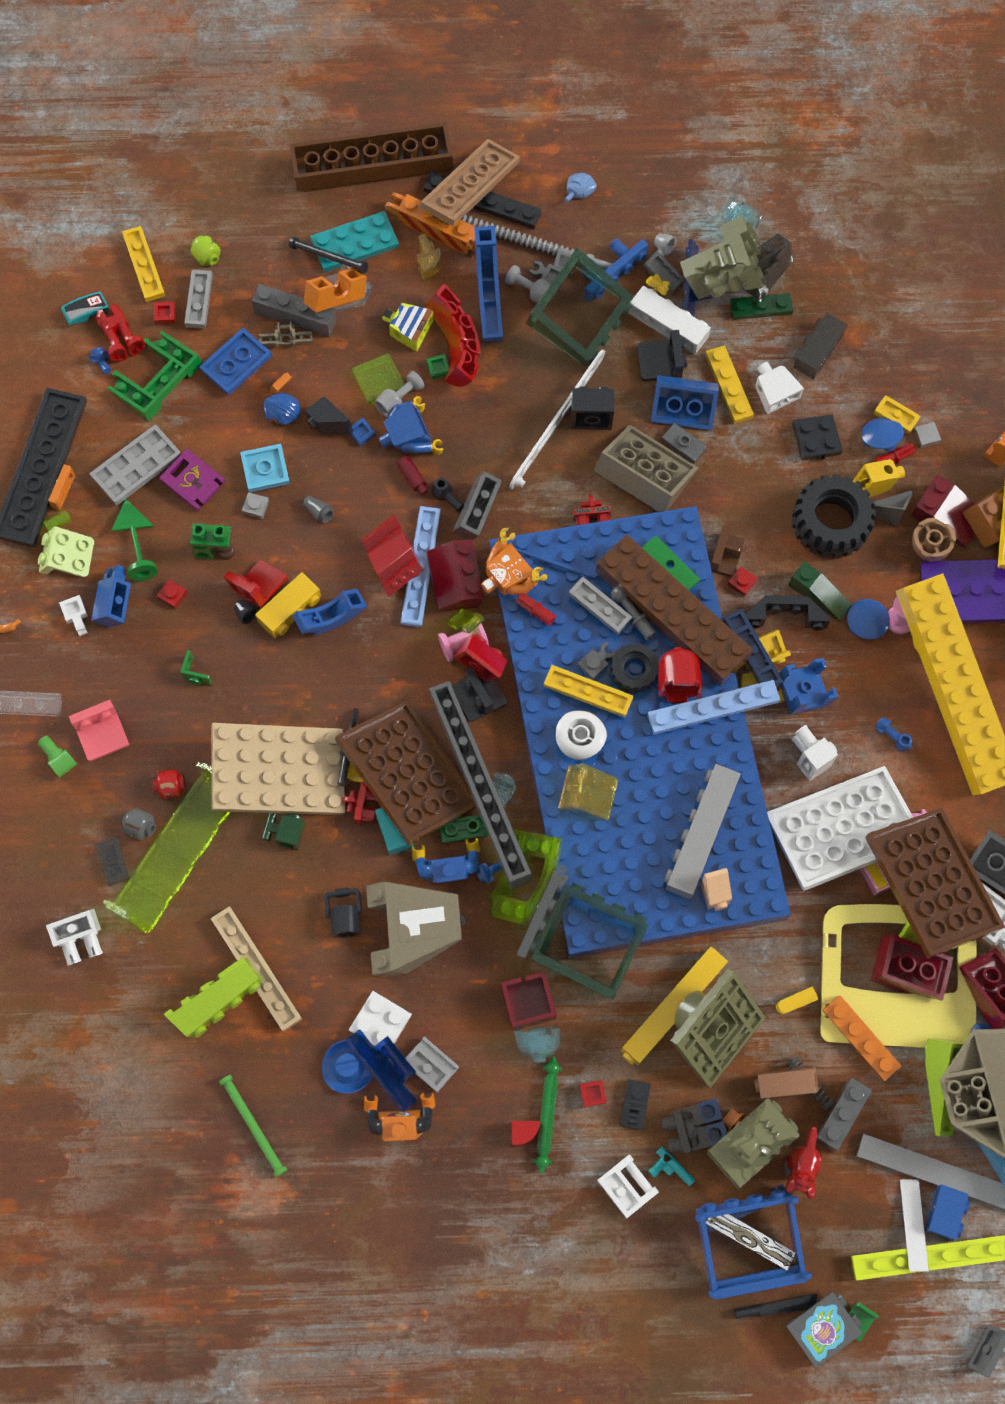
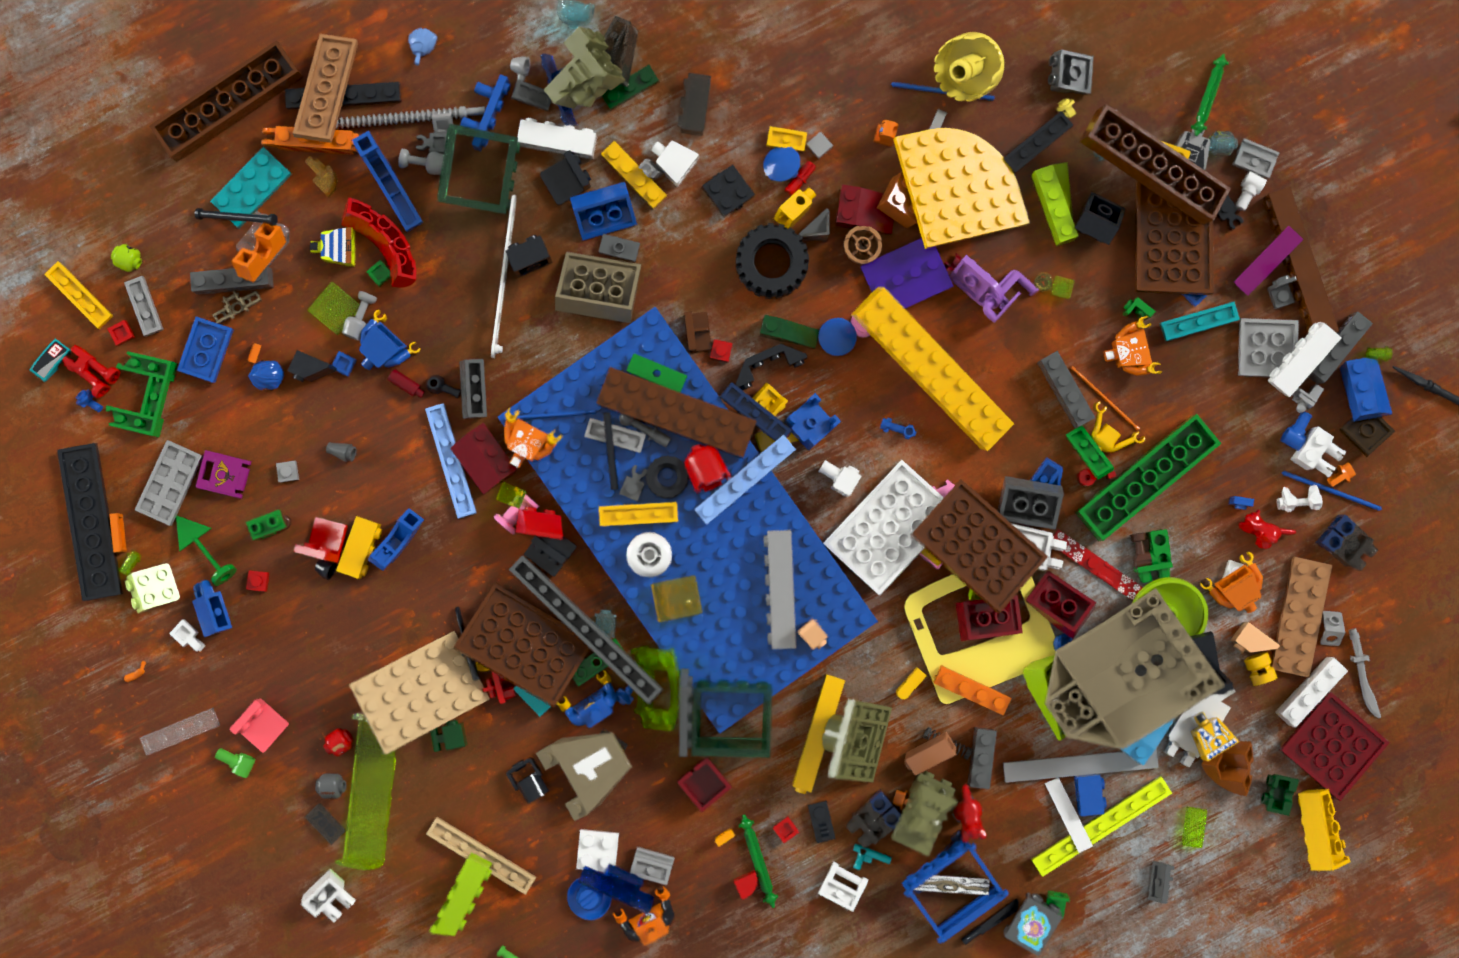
camera: 30 degrees left, 15 degrees up
(192, 677) = (302, 641): green bracket -> none
(265, 468) = (279, 435): medium azure plate -> none
(392, 555) = (424, 468): red slope -> none
(523, 1070) = (724, 837): none -> light orange tile
(536, 609) = (564, 462): red axle -> none
(538, 1042) = (727, 811): clear light blue cylinder -> none
(588, 616) = (610, 450): none -> black bar
(593, 511) = (564, 355): red hips -> none
(661, 286) = (533, 111): yellow piece -> none
(748, 383) = (650, 169): none -> light grey plate

